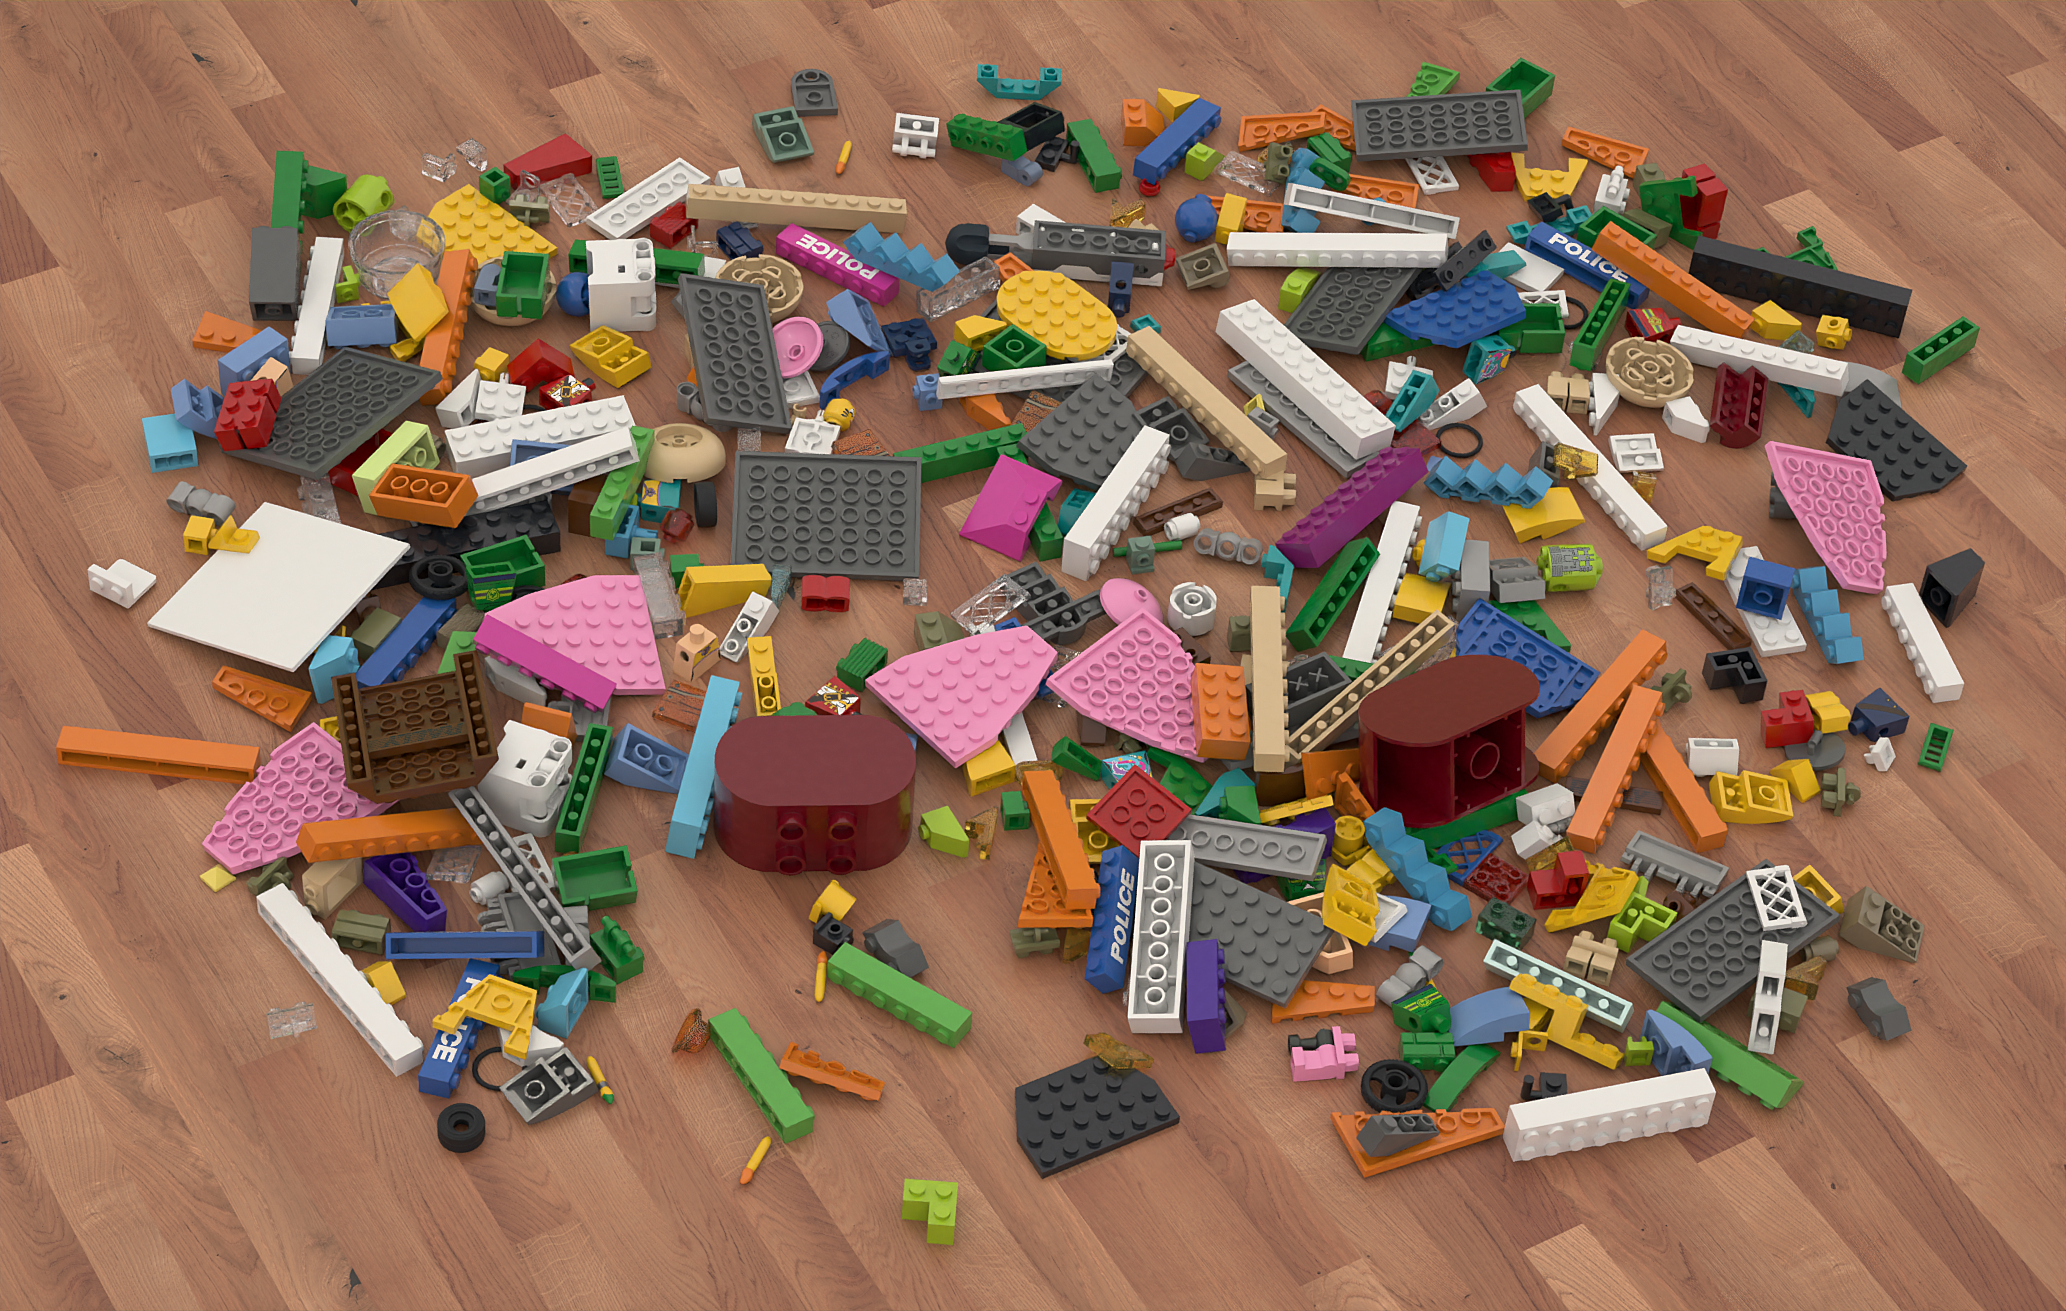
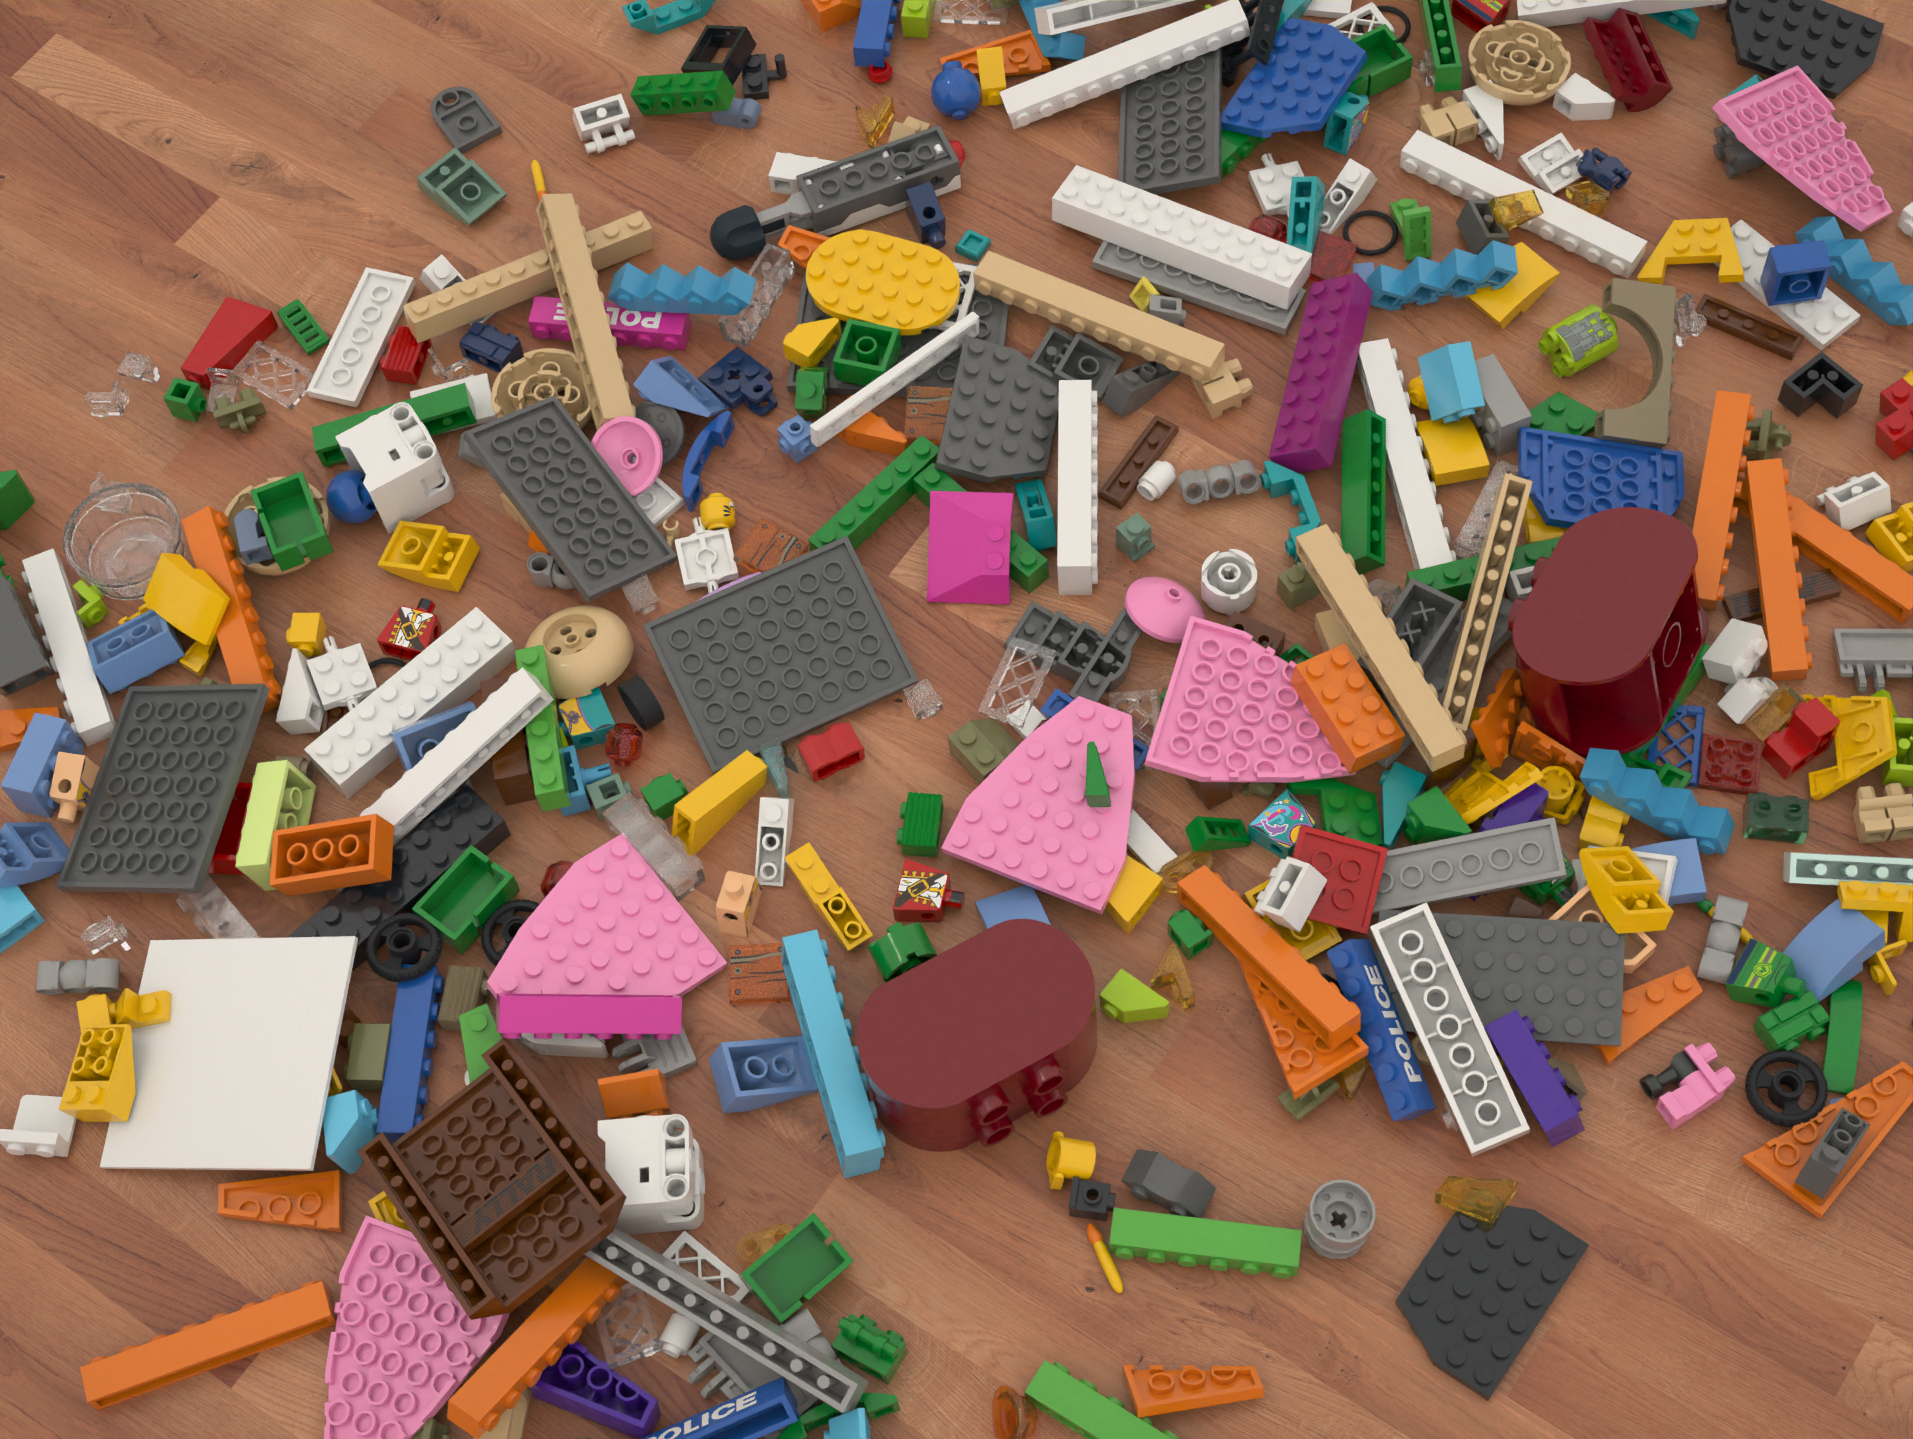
camera: 15 degrees left, 15 degrees up
(181, 565) = (101, 1075): none -> yellow slope
(235, 487) = (104, 934): none -> clear bracket
(251, 410) = (72, 837): red piece -> none
(363, 198) = (51, 491): lime cylinder -> none
(484, 227) = (203, 461): yellow plate -> none
(490, 585) = (470, 935): green torso -> none
(537, 364) = (360, 609): red brick -> none
(583, 789) = (715, 1148): green brick -> none
(821, 237) = (584, 308): none -> tan brick
(1001, 675) = (1096, 786): none -> green slope
(1003, 1018) = (1343, 1203): none -> light grey wheel
(1094, 156) = (802, 60): green brick -> none
(1098, 801) = (1290, 893): none -> white brick
(1159, 547) = (1146, 514): green bar -> none
(1203, 268) = (995, 147): dark tan slope -> none
(1296, 288) = (1104, 126): lime slope -> none
(1491, 446) = (1414, 226): none -> bright green bracket
(1515, 580) = (1537, 378): light grey slope -> none
(1628, 561) = (1651, 312): none -> dark tan arch
(1668, 471) = (1606, 173): none -> dark blue animal

